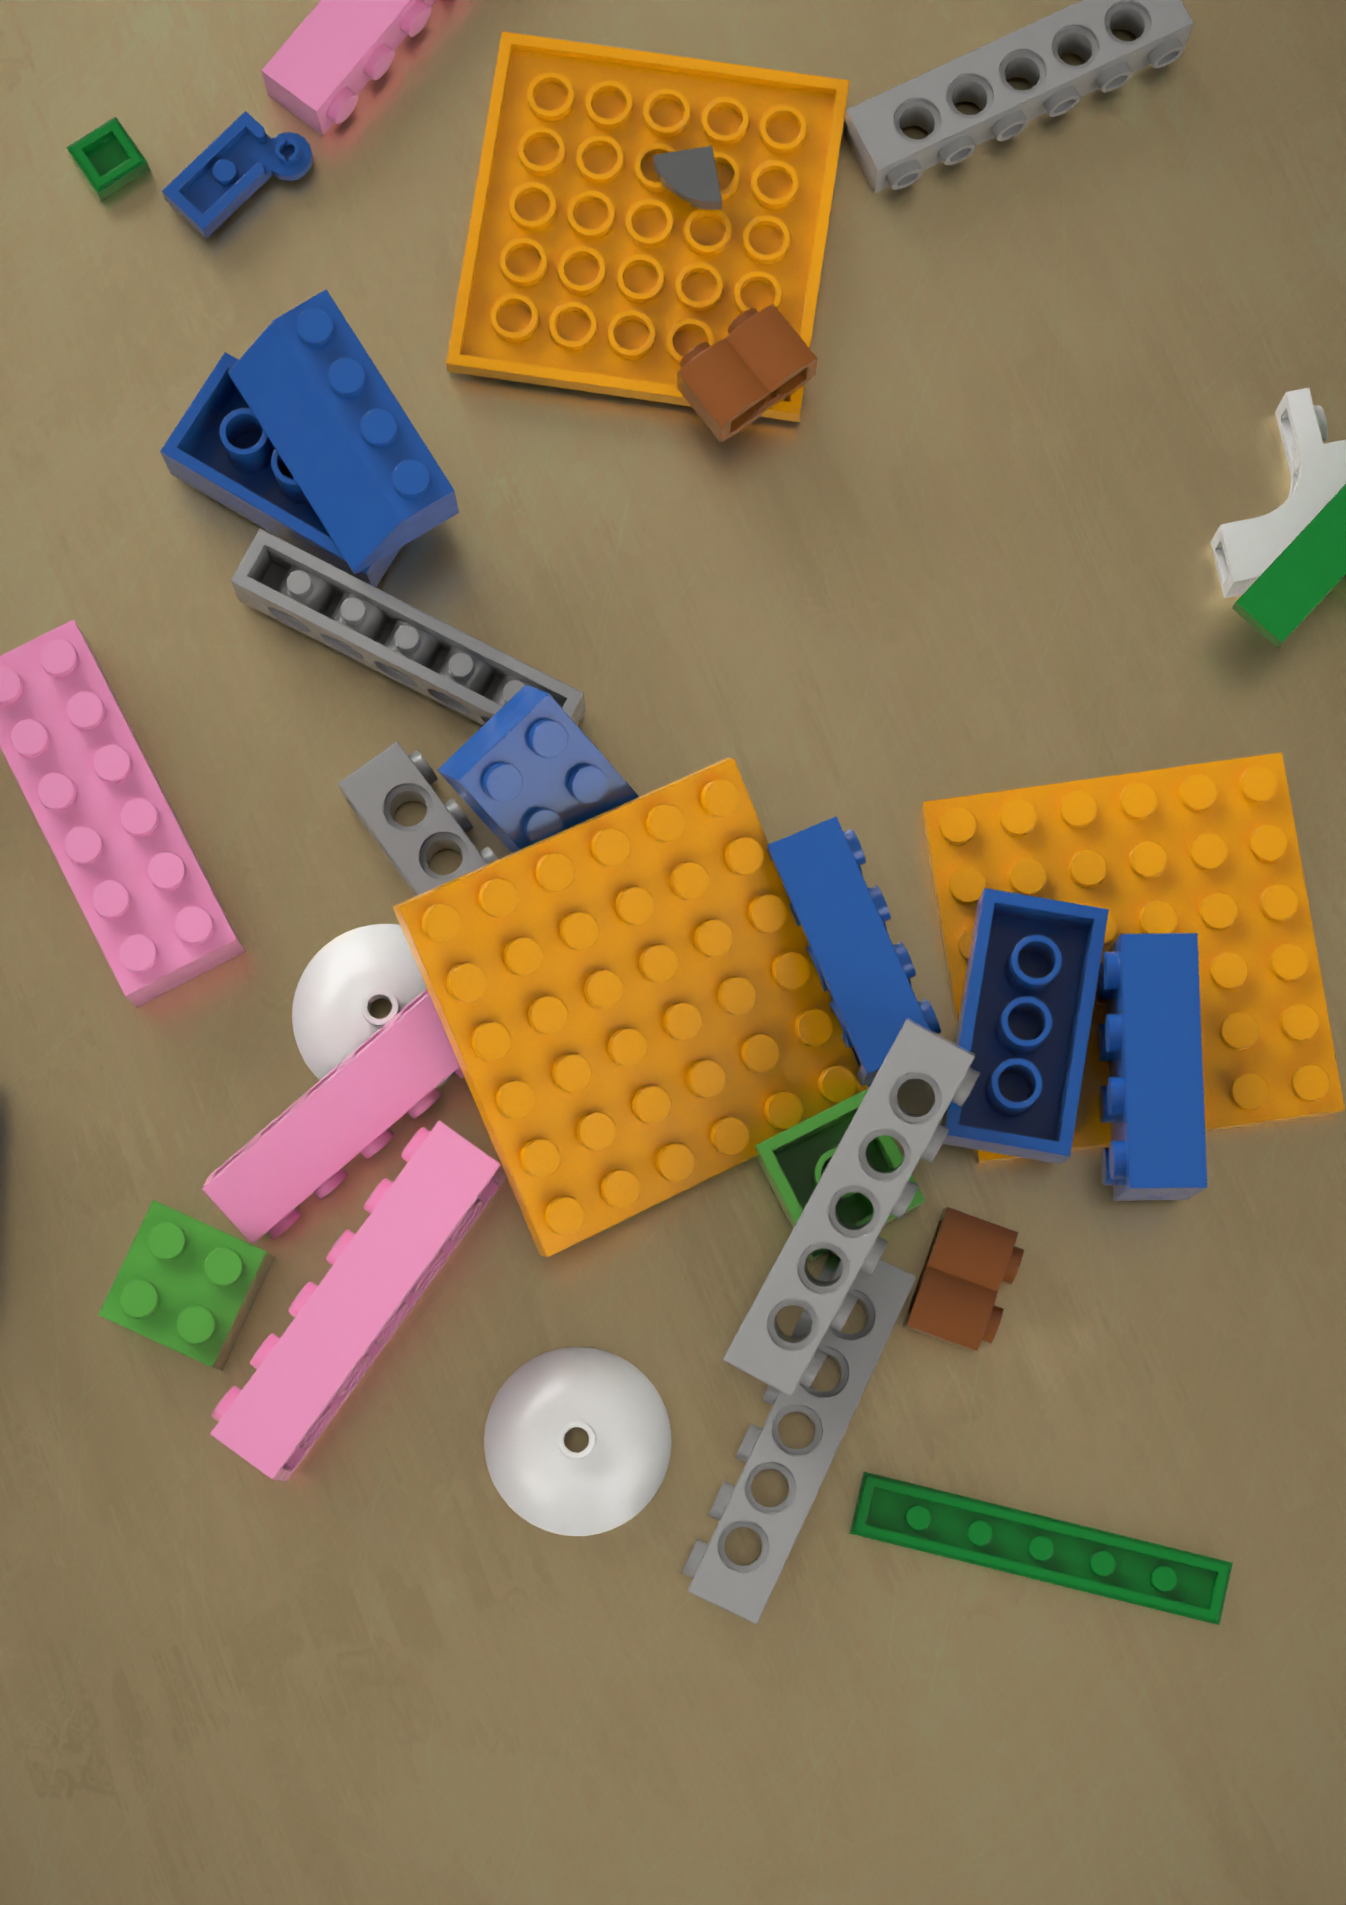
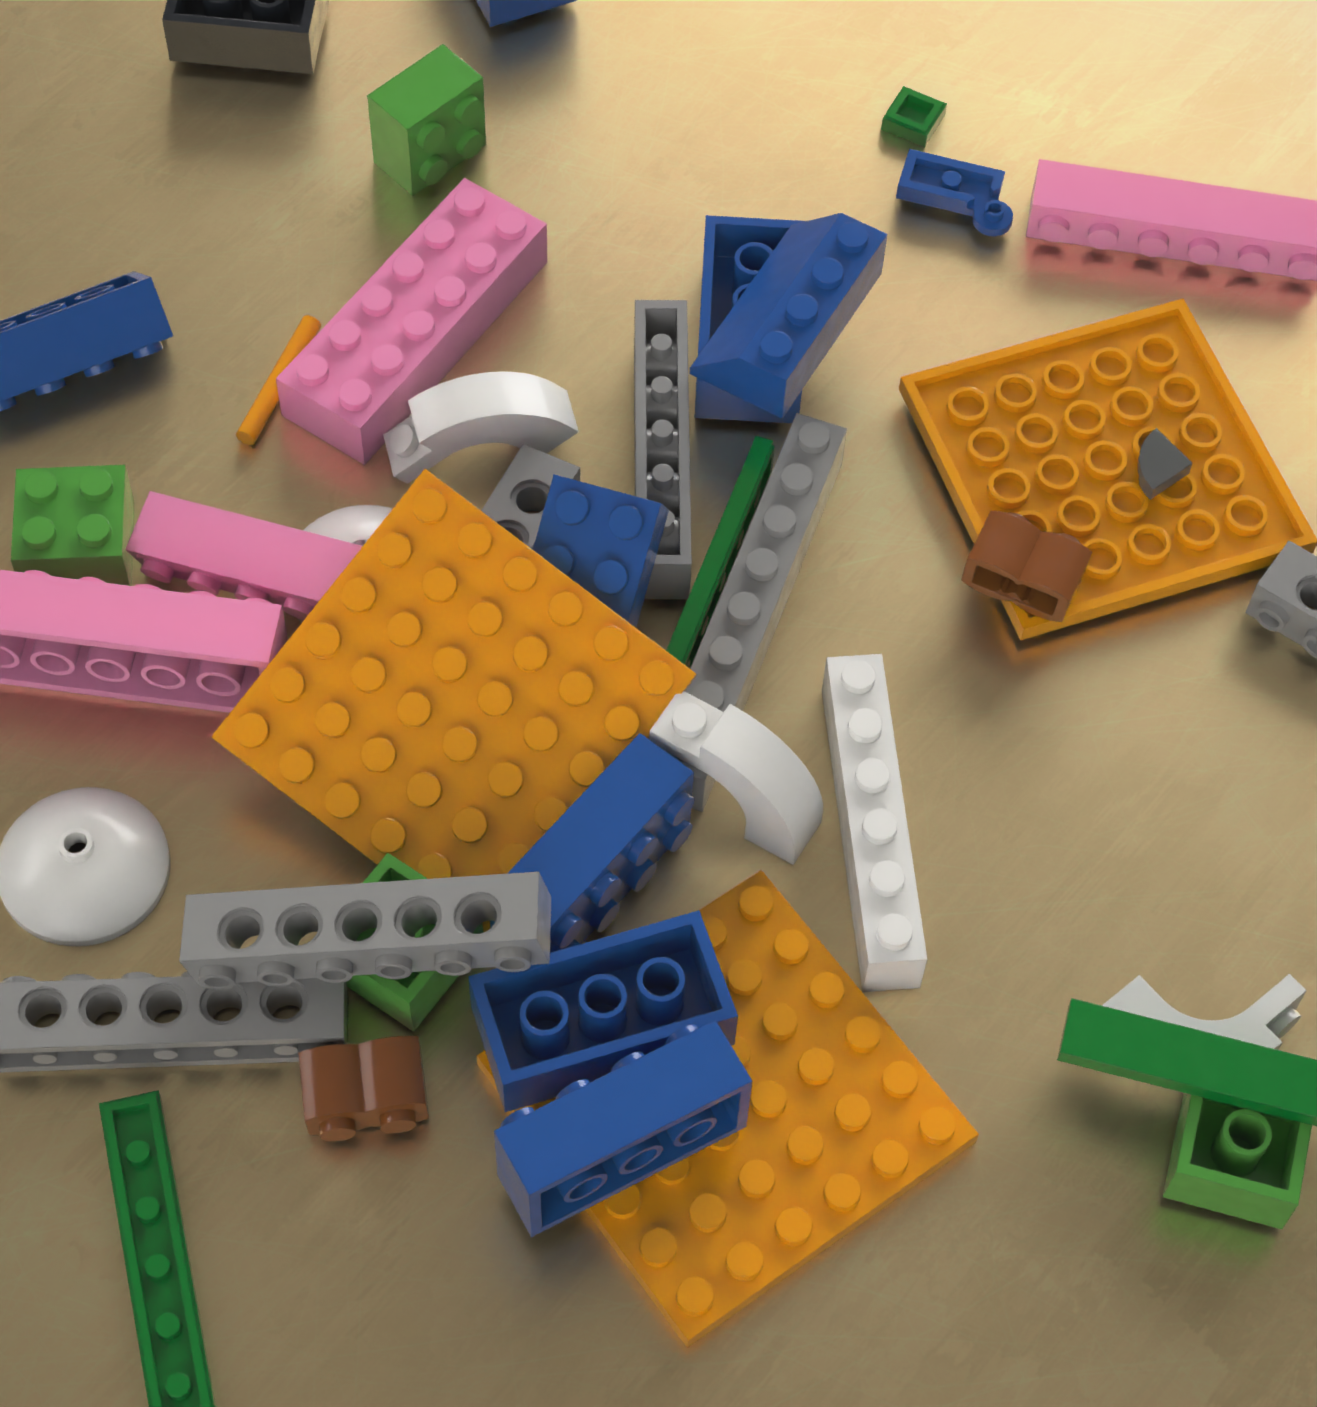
camera: 60 degrees right, 20 degrees down
(94, 989) = (268, 395): none -> light orange bar
(278, 813) = (477, 411): none -> white arch
(568, 661) = (722, 551): none -> green tile
(629, 645) = (765, 572): none -> light grey brick
(842, 758) = (752, 764): none -> white arch
(930, 671) = (873, 824): none -> white brick

